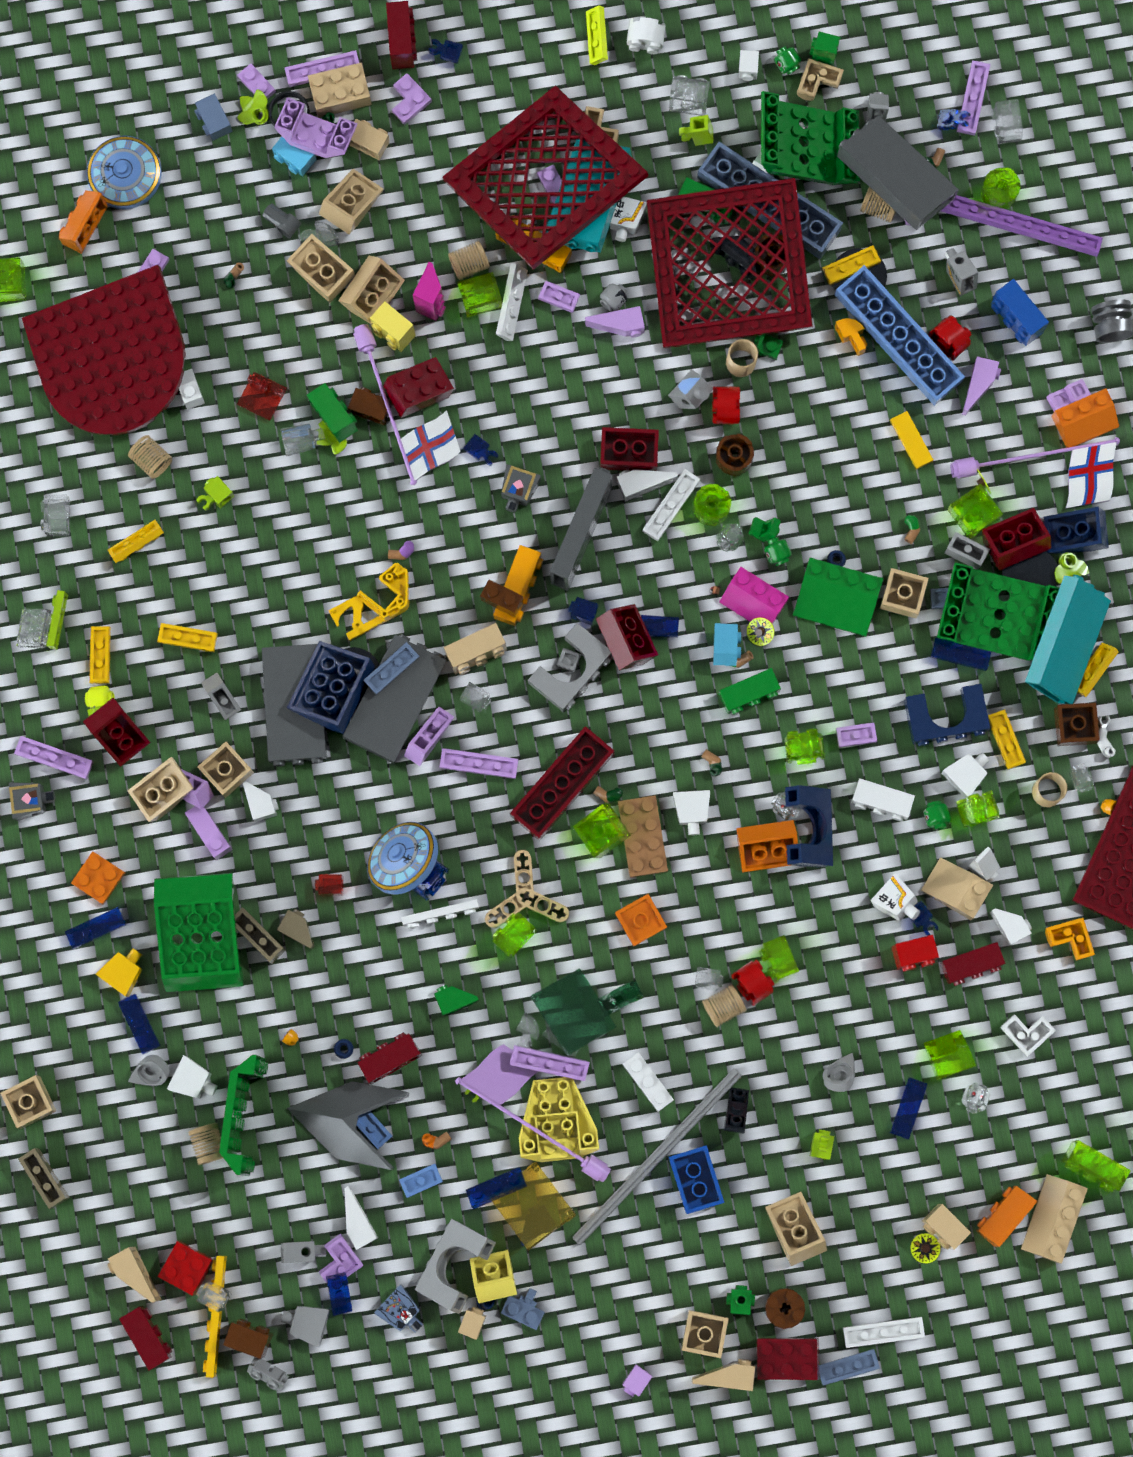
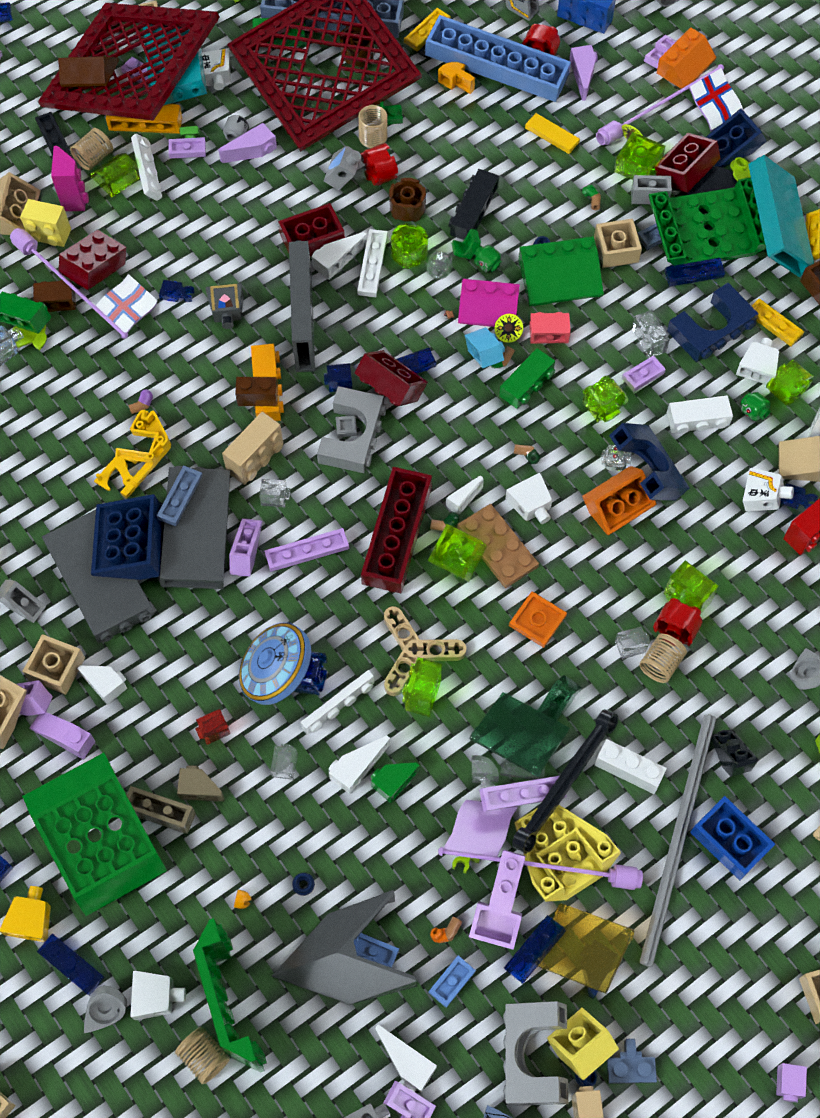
camera: 30 degrees left, 15 degrees down
(374, 942) = (284, 762): none -> clear brick
(389, 1058) = (356, 866): dark red brick -> none
(428, 973) = (356, 764): none -> white slope
(440, 230) = (52, 133): none -> black tile
(478, 1152) = (496, 920): none -> lavender plate
(500, 170) = (86, 71): none -> reddish brown slope
(532, 1100) = (526, 837): none -> black piece
(568, 281) = (189, 132): none -> bright green plate
(633, 779) = (461, 498): none -> white slope
(734, 255) = (325, 58): black slope -> none
(795, 487) = (474, 203): none -> black brick
(796, 649) = (549, 327): none -> coral brick
(883, 699) = (650, 333): none -> clear brick

